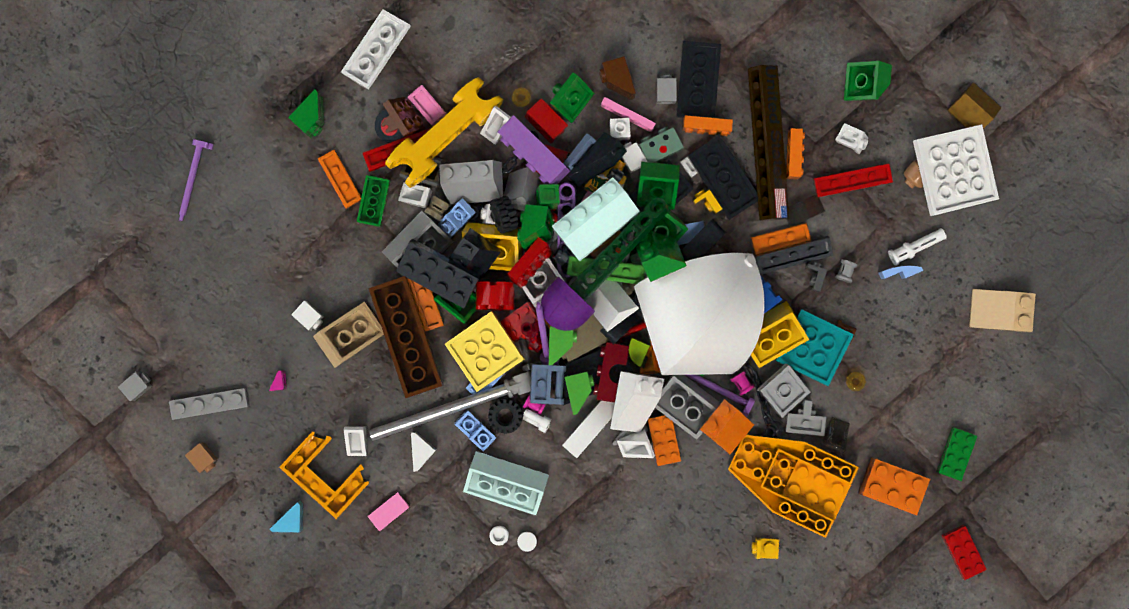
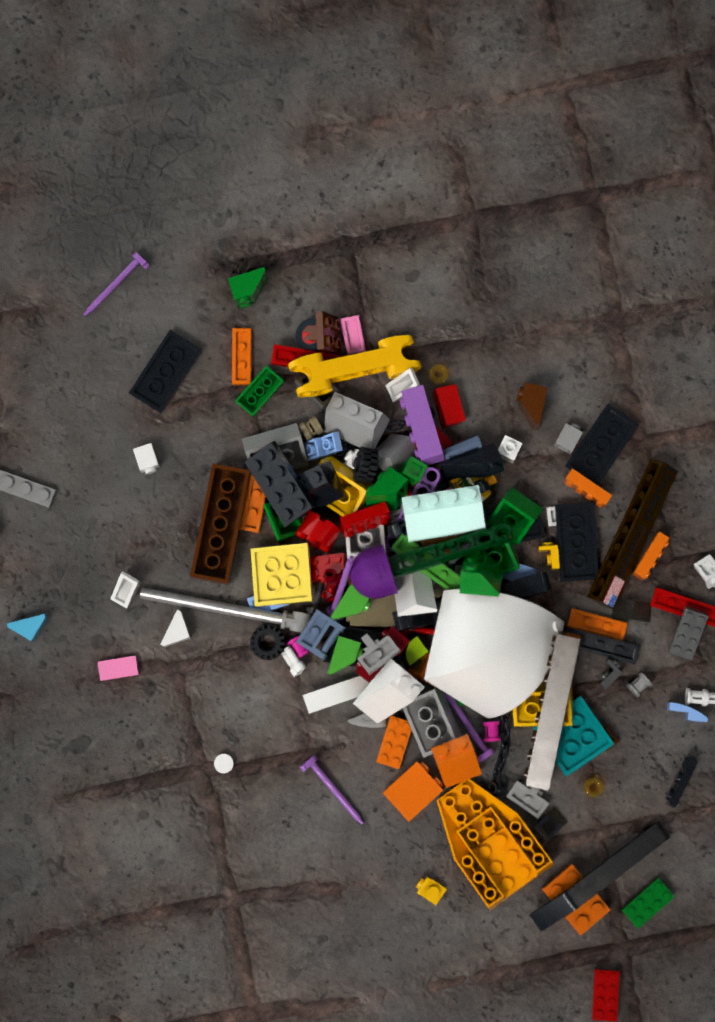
camera: 30 degrees right, 5 degrees down
(279, 382) = (88, 501): dark pink slope -> none
(280, 230) = (165, 371): none -> black plate
(332, 501) = (60, 587): light orange wedge -> none
(349, 334) = (172, 494): tan slope -> none
(375, 49) = (336, 262): white slope -> none
(415, 195) = (299, 407): white slope -> none
(475, 430) = (234, 640): light blue slope -> none
(499, 535) = (202, 744): white tile -> none
(505, 483) = (234, 701): light aqua slope -> none
(571, 97) = (482, 398): green tile -> none
(603, 498) = (311, 762): none -> medium lavender piece
(607, 373) = (377, 653): none -> light grey hinge
(626, 113) = (521, 437): bright pink tile -> none
(633, 157) = (507, 479): white brick -> none
(636, 445) = (367, 733): white slope -> none
(661, 146) = (537, 484): sand green brick -> none
(703, 472) = (413, 790): none -> orange brick
(784, 390) = (516, 757): light grey plate -> none
(787, 336) = (553, 710): none -> brick
(864, 202) = (688, 633): none -> dark grey piece
(906, 456) = (600, 877): none -> black beam
(928, 332) = (681, 779): none -> black hinge

